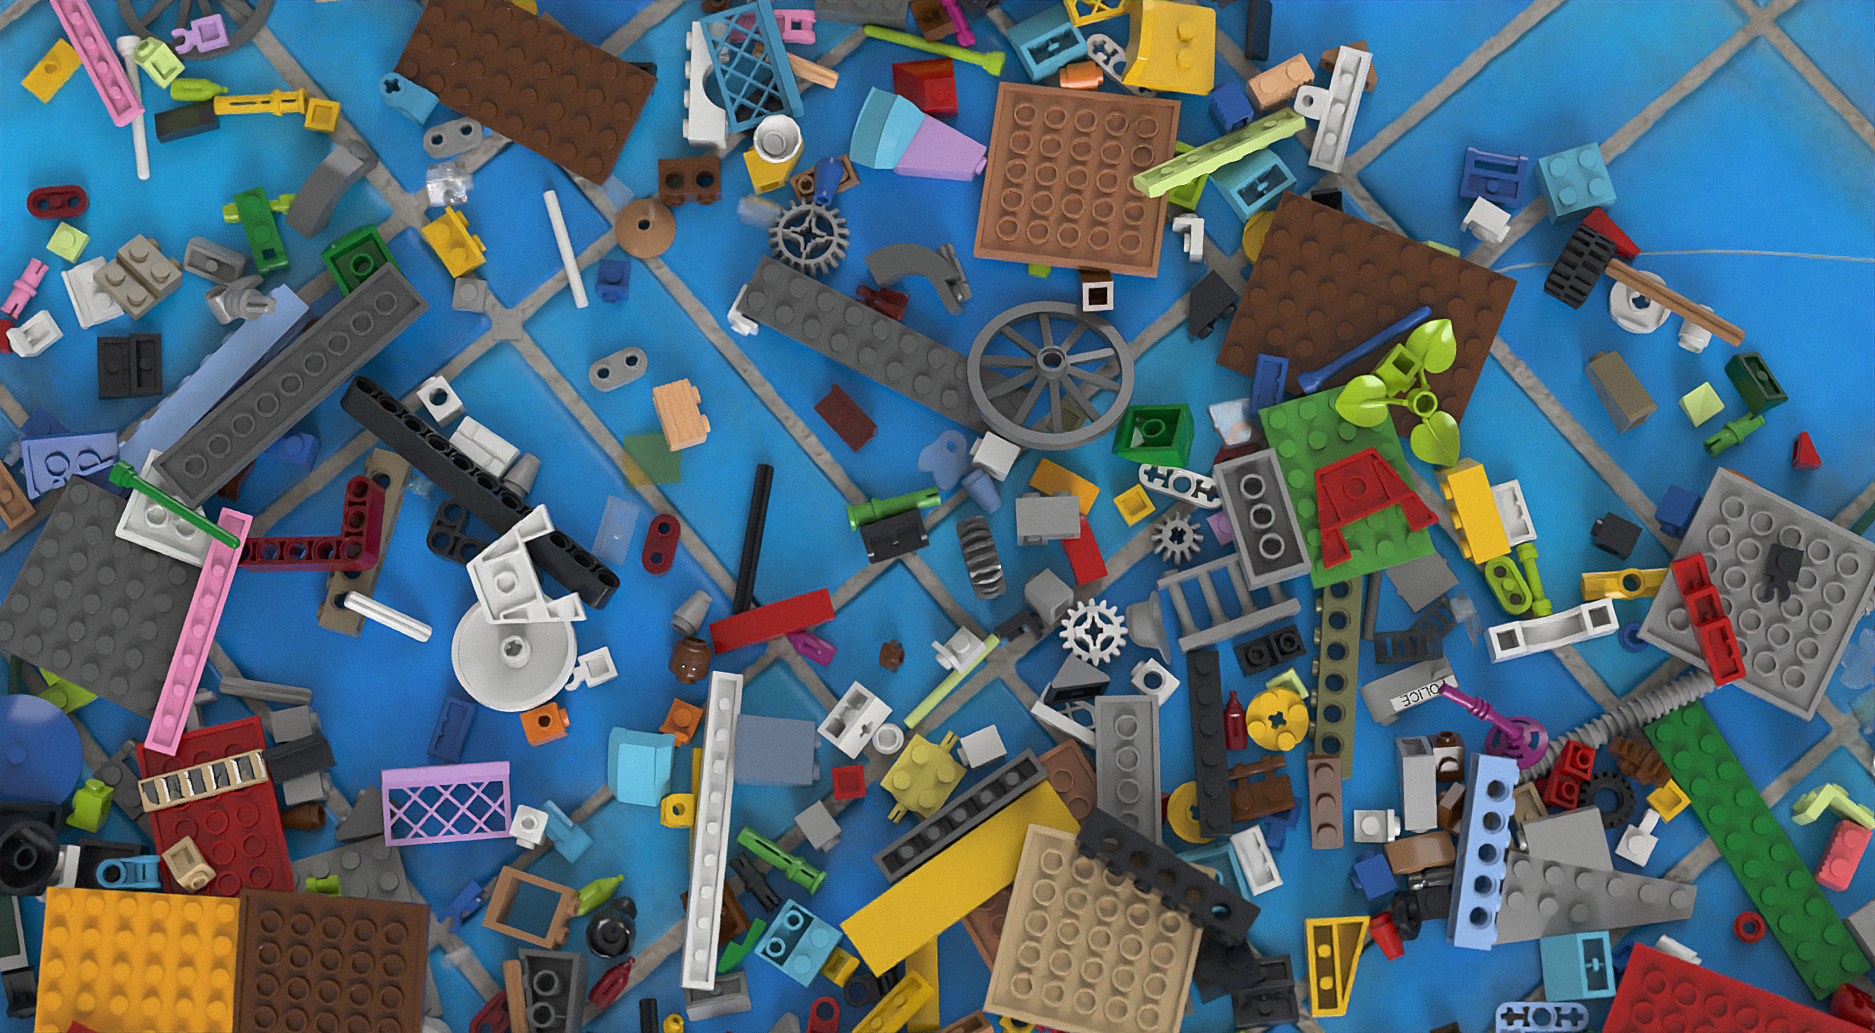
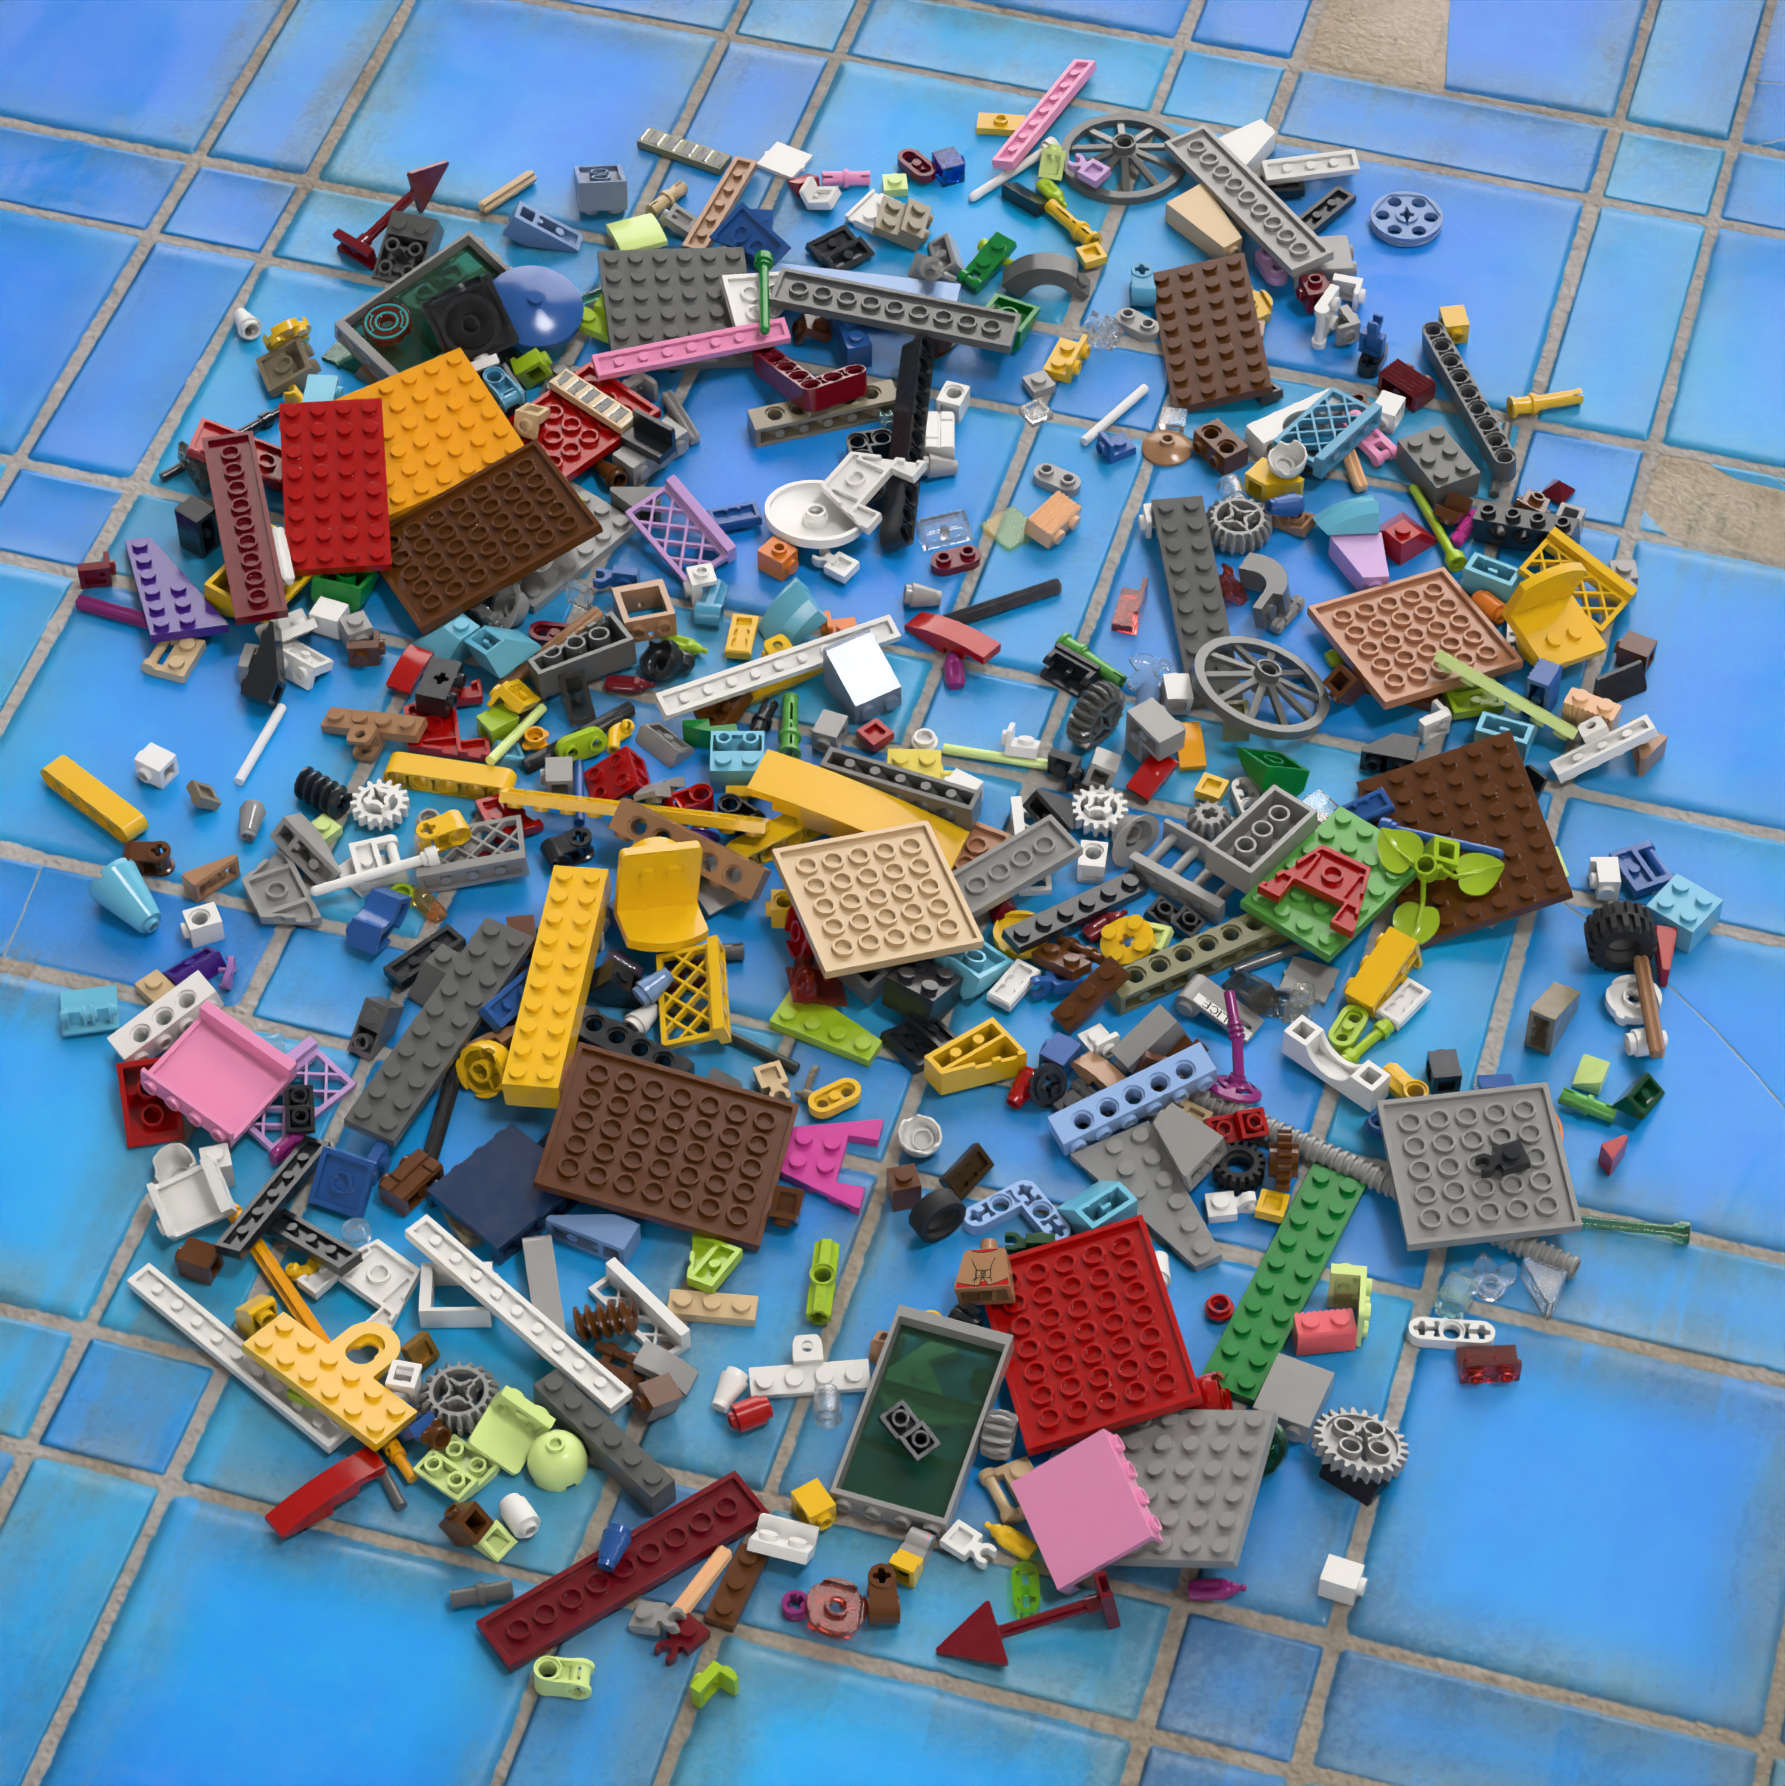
camera: 50 degrees right, 30 degrees down
(84, 170) = (949, 166): none -> clear blue brick
(387, 616) = (782, 442): white axle -> none
(626, 828) = (741, 636): none -> yellow plate
(690, 659) = (888, 603): reddish brown head -> none
(854, 720) = (933, 704): white brick -> none
(891, 655) = (981, 708): reddish brown plate -> none
(1186, 877) = (952, 906): black brick -> none
(1708, 619) = (1425, 1130): red slope -> none

